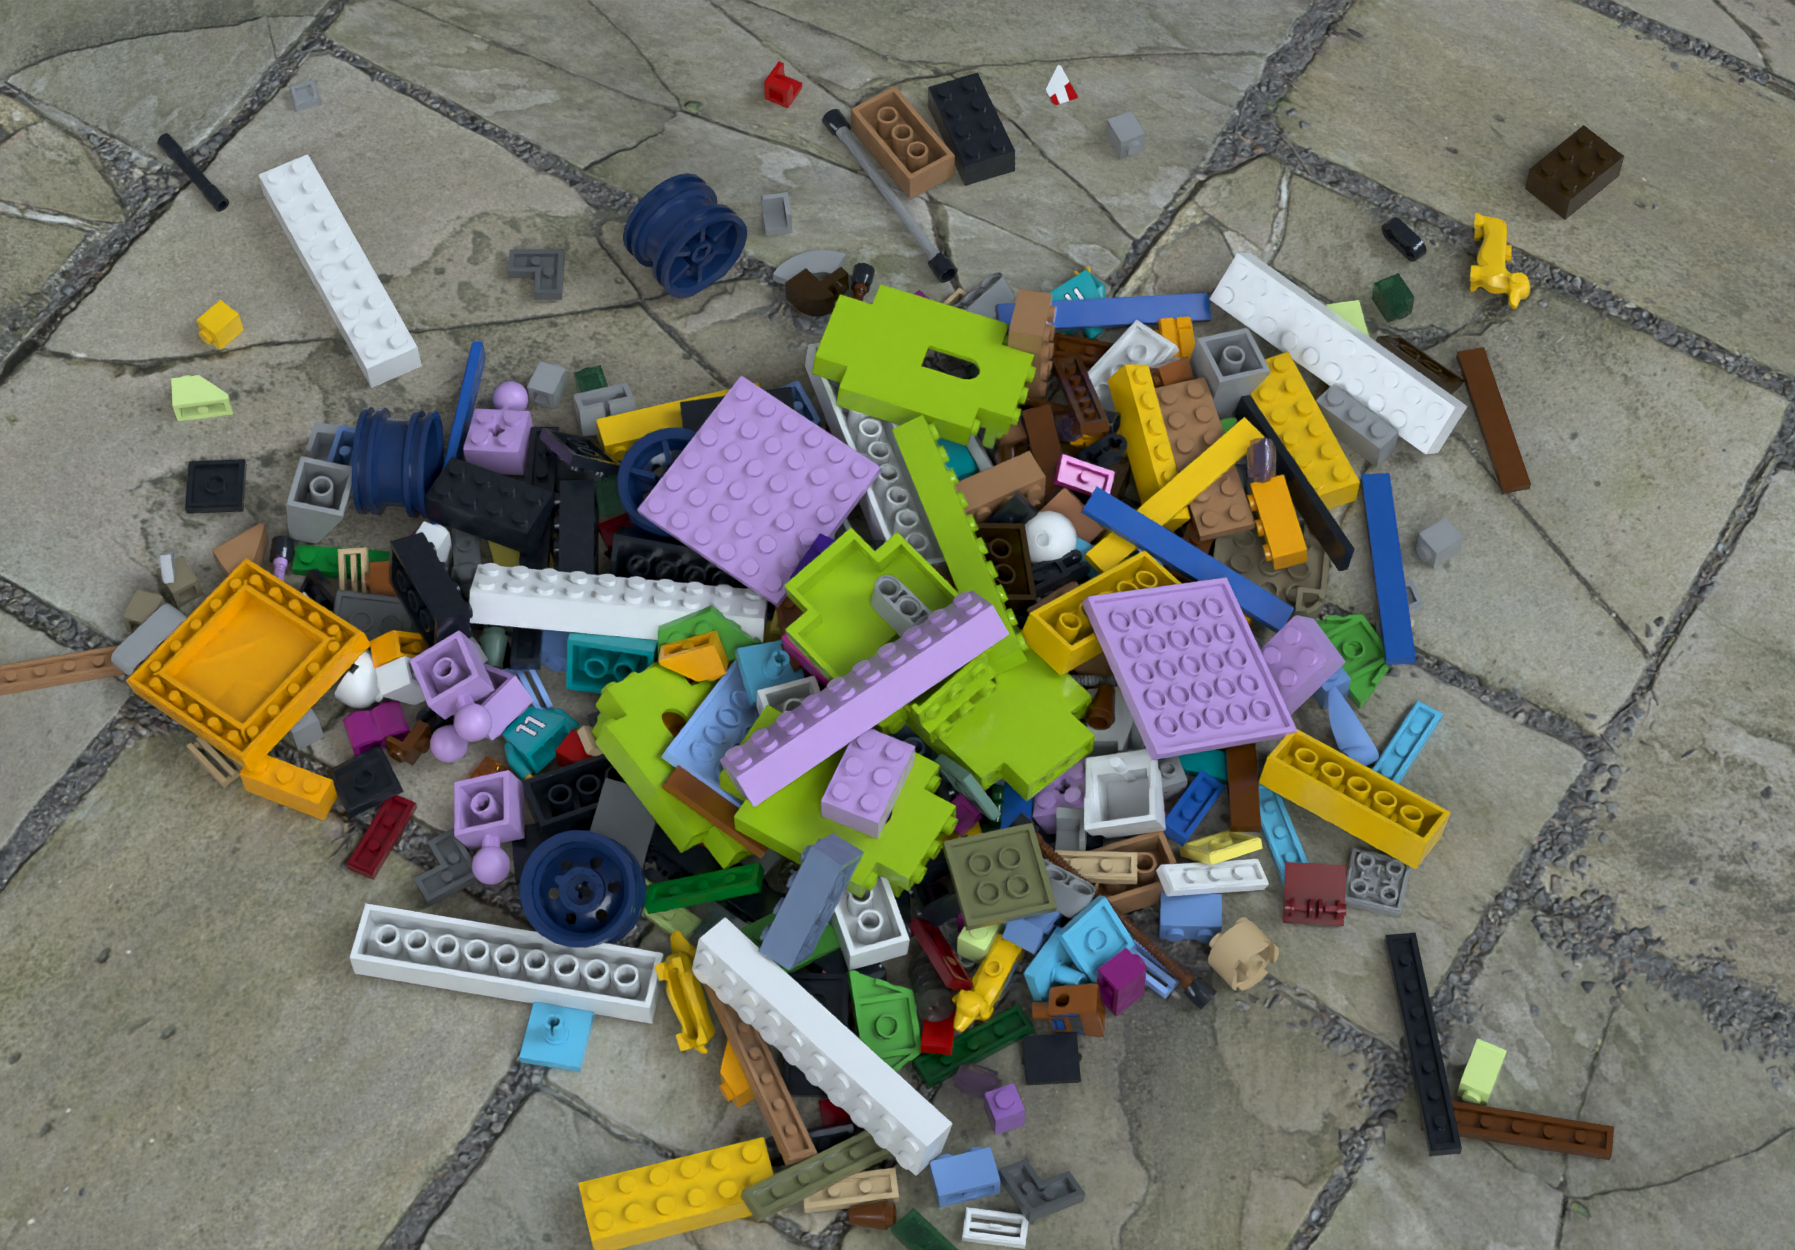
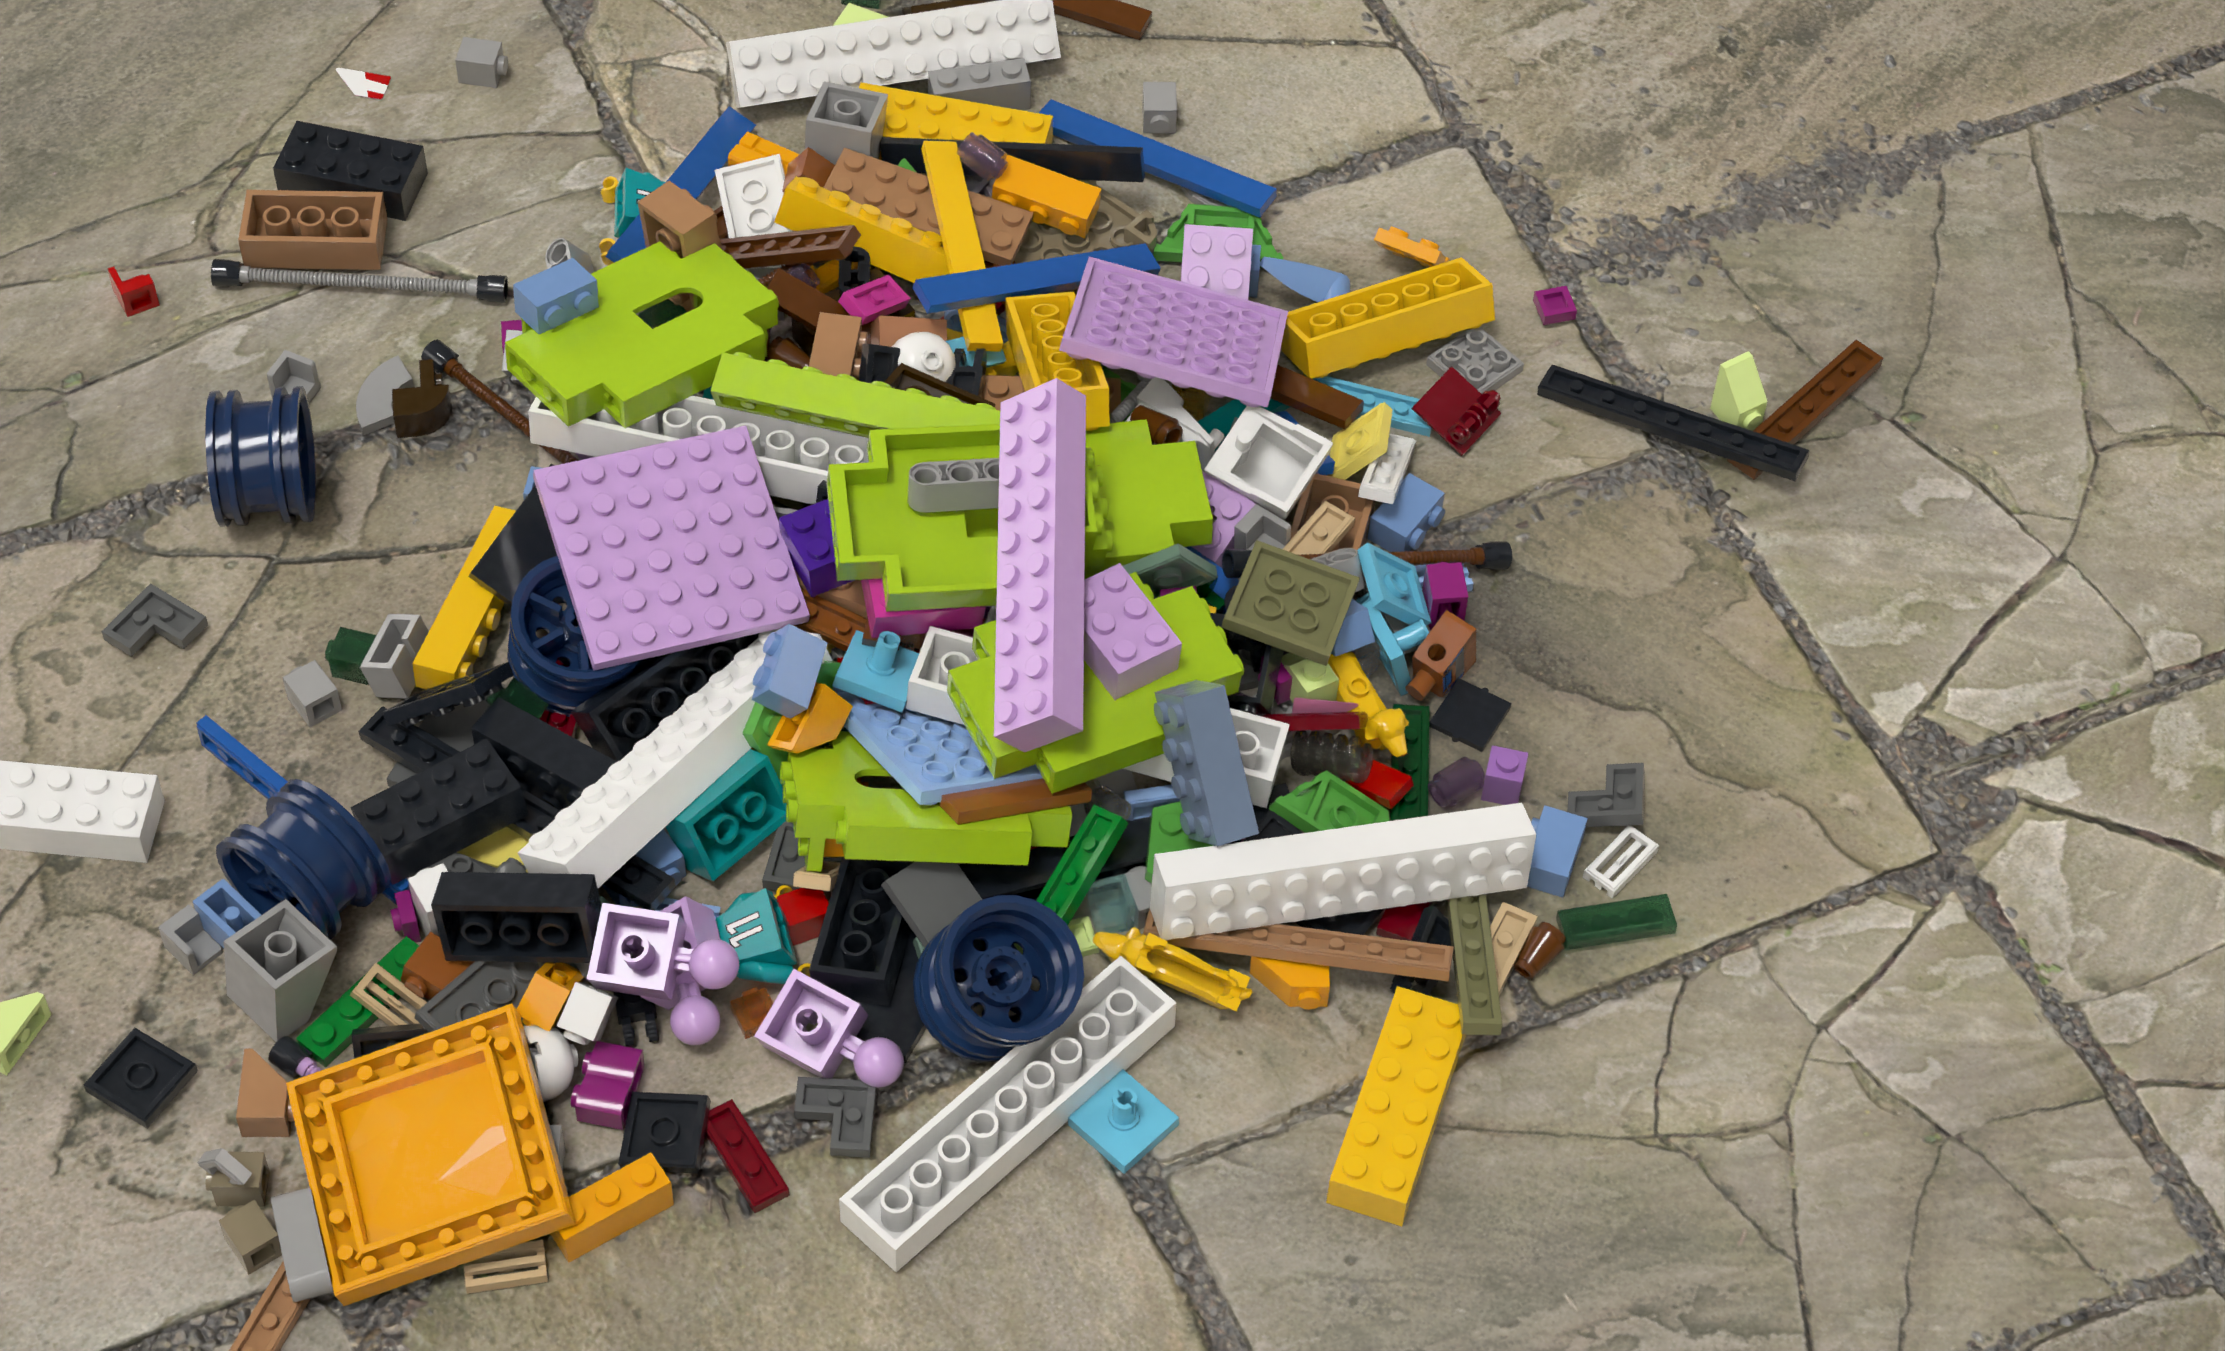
camera: 60 degrees left, 5 degrees down
(413, 745) = (660, 1055): reddish brown bracket -> none
(501, 435) = (342, 761): lavender brick -> none
(703, 616) = (788, 670): none -> medium blue brick
(895, 295) = (555, 296): none -> medium blue brick
(961, 956) = (1304, 705): none -> bright pink sticker
(1242, 954) = (1484, 495): tan brick -> none
(1408, 742) = (1344, 251): medium azure tile -> none
(1439, 778) = (1397, 241): none -> light orange plate
(1473, 902) = (1555, 305): none -> magenta plate

